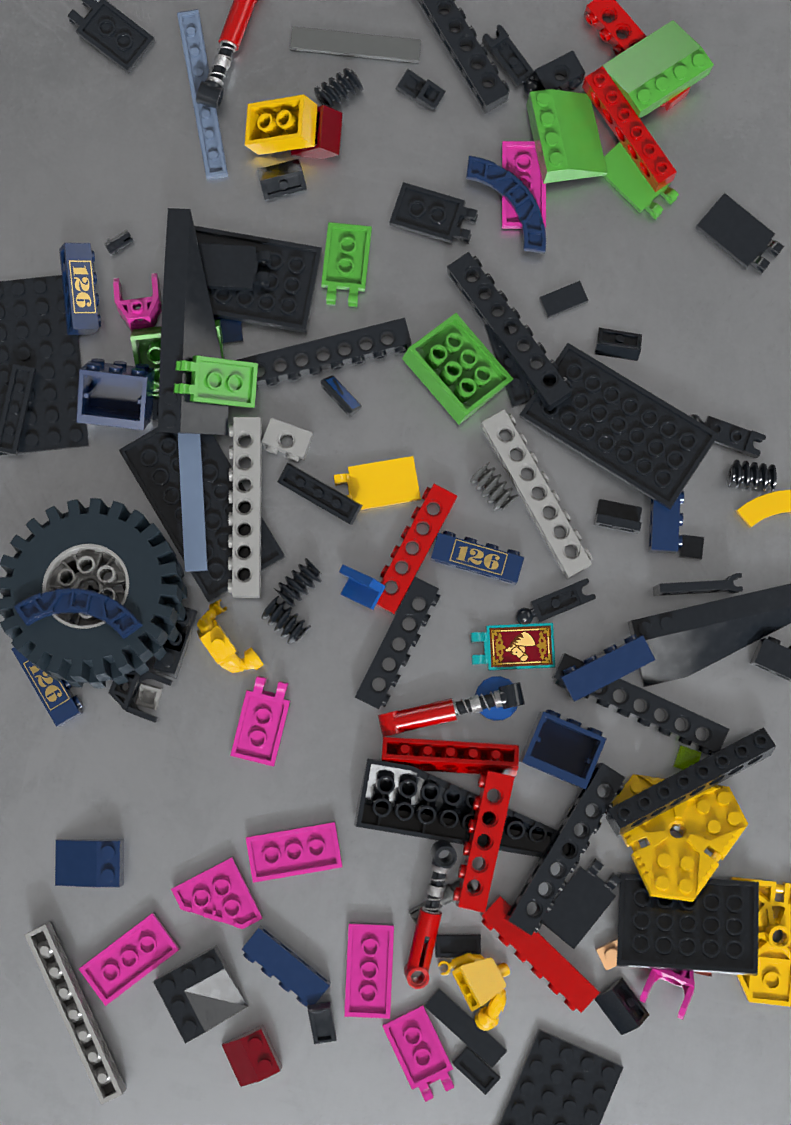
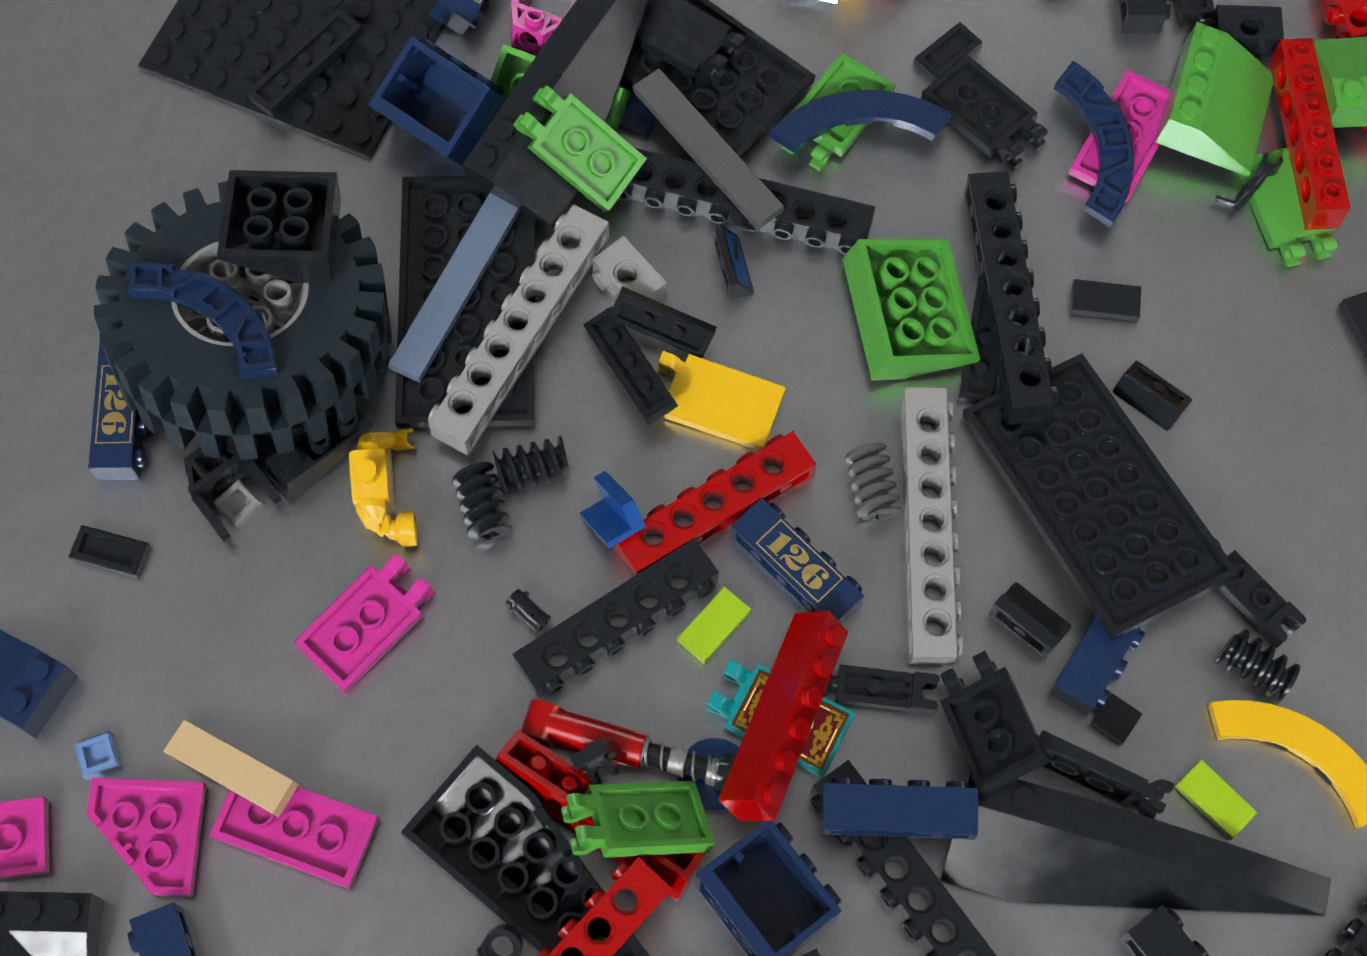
camera: 30 degrees right, 15 degrees down
(86, 535) = (282, 223): none -> black slope
(95, 763) = (109, 551): none -> black tile
(163, 874) = (97, 755): none -> medium blue tile
(242, 842) = (231, 768): none -> tan tile
(288, 335) = (708, 149): none -> dark grey tile
(323, 458) = (662, 322): none -> black tile
(344, 666) = (526, 609): none -> black pin
(360, 256) = (859, 108): none -> dark blue tile
(390, 185) = (947, 51): none -> black tile
(434, 730) = (595, 756): none -> black tile
(450, 616) = (714, 625): none -> lime tile
(476, 748) = (639, 819): none -> bright green tile
(519, 650) = (783, 717): none -> red brick
(611, 181) = (1252, 185): none -> black piece
(630, 593) = (992, 726): none -> black tile
(764, 562) = (1215, 800): none -> lime tile

